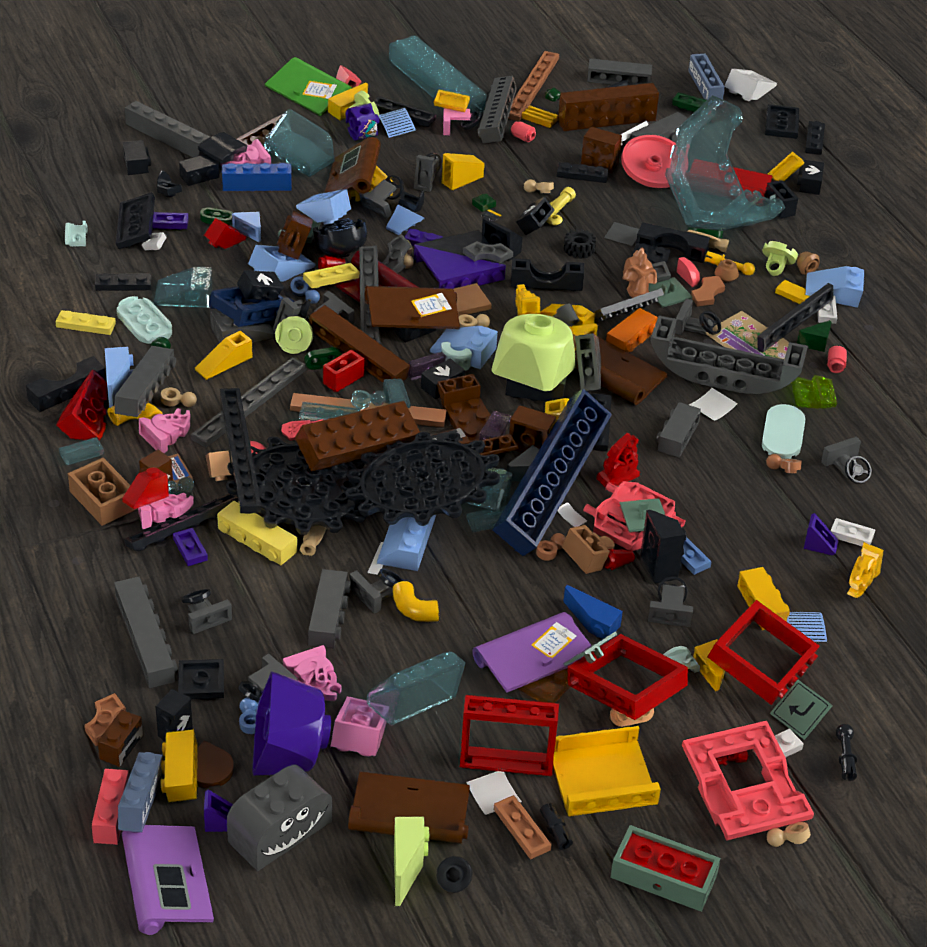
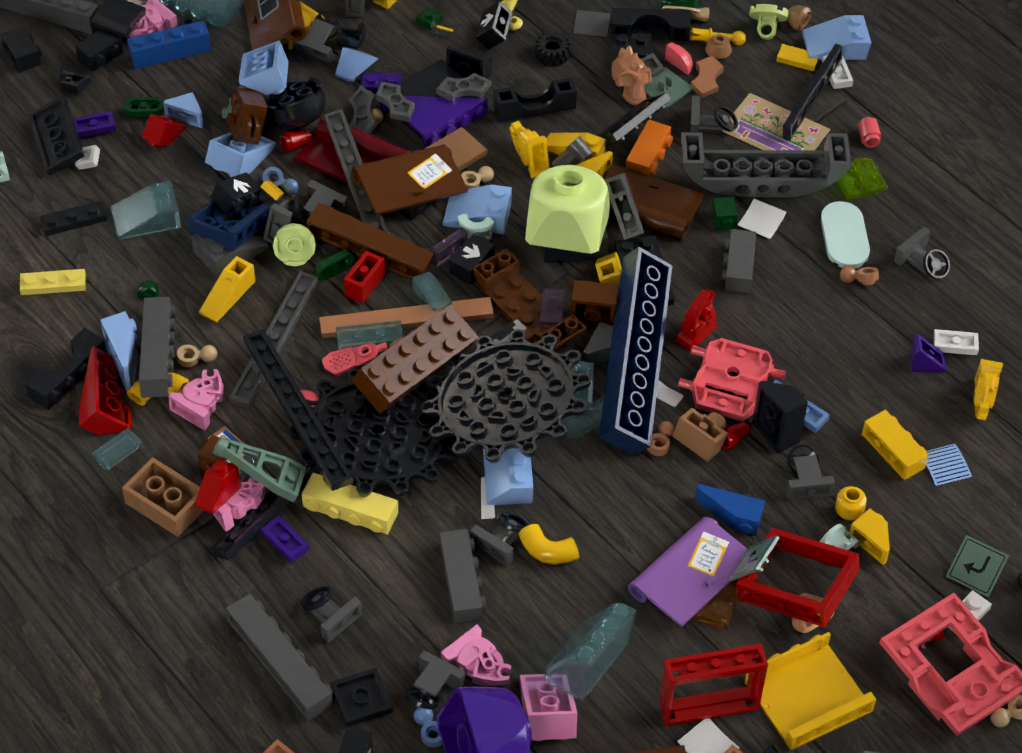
camera: 15 degrees left, 10 degrees up
(143, 319) = (116, 262): light aqua tile -> none
(204, 502) = (290, 474): none -> sand green plate
(217, 465) = (275, 429): light nougat slope -> none
(293, 291) = (272, 190): none -> yellow tile
(312, 539) = (410, 504): tan piece -> none
(331, 275) = (304, 157): light yellow plate -> none
(362, 399) = (398, 308): clear light blue plate -> none
(425, 252) = (399, 106): none -> dark grey tile
(635, 512) = (743, 377): sand green piece -> none
(679, 390) = (724, 213): none -> dark green brick
(701, 631) = (850, 503): none -> yellow head
(750, 675) = (910, 539): red window -> none
(815, 336) = (839, 109): dark green slope -> none

